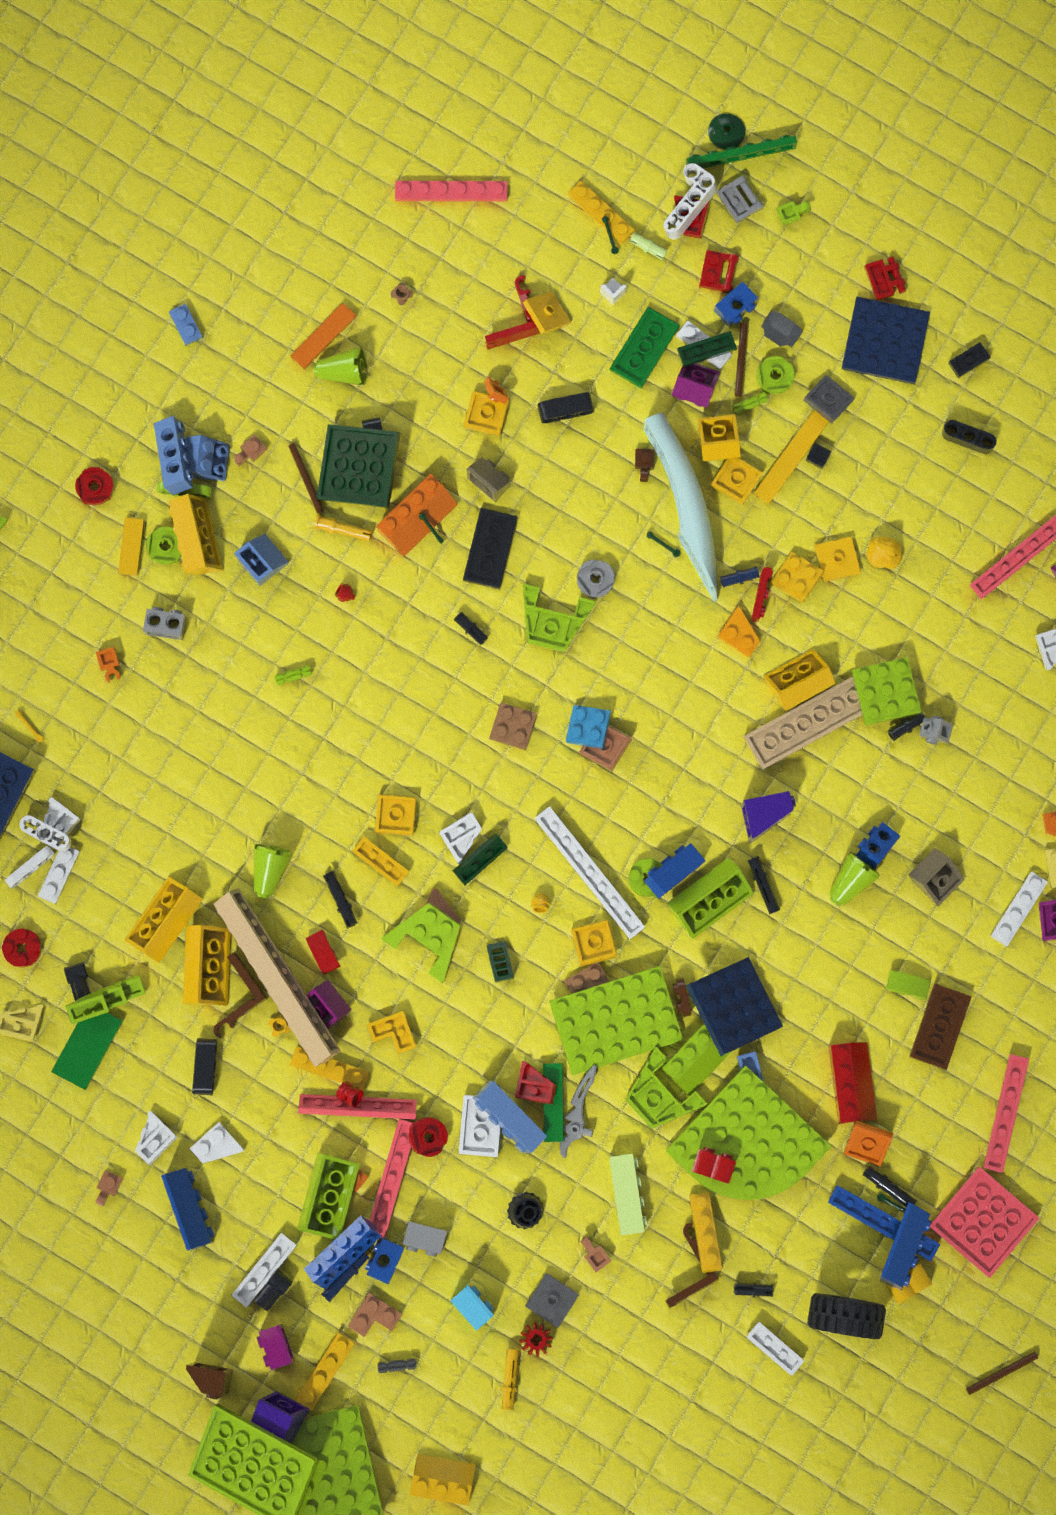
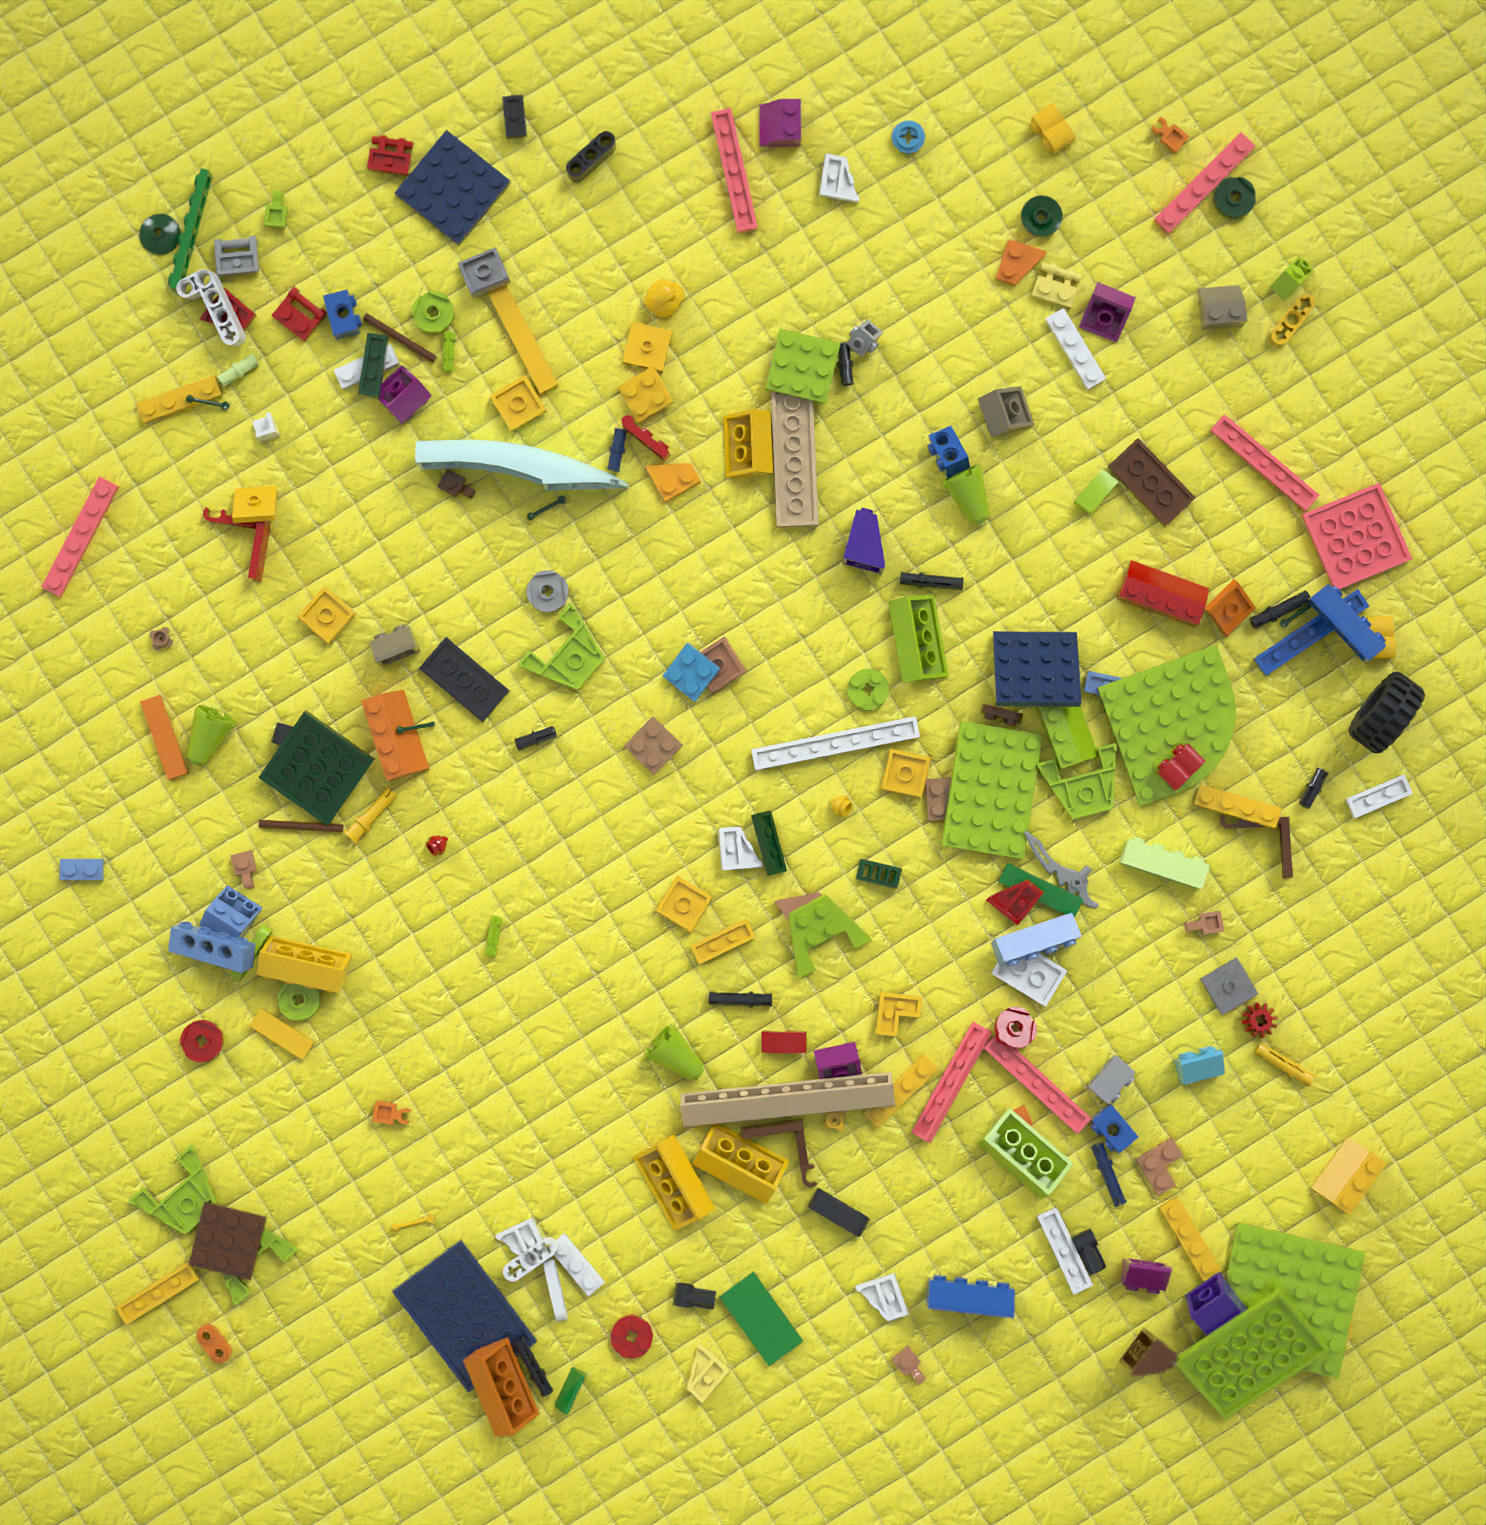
camera: 60 degrees left, 5 degrees up
(105, 999) = (724, 1276): lime slope -> none
(163, 628) = (382, 1042): light grey brick -> none
(216, 1145) = (920, 1238): white wing -> none
(261, 559) = (361, 910): medium blue slope -> none
(342, 1252) = (1087, 1166): blue brick -> none
(348, 1093) = (937, 1083): red wheel -> none
(397, 1365) = (1218, 1166): dark grey axle -> none
(495, 392) = (310, 595): orange plate -> none
(525, 1210) = (1131, 969): black piece -> none
(565, 407) = (361, 534): black beam -> none
(644, 347) = (339, 426): green tile -> none
(674, 870) = (875, 660): blue brick -> none
(719, 437) = (469, 399): yellow brick -> none
(781, 329) = (390, 283): dark grey slope -> none
(818, 455) = (535, 312): black plate -> none

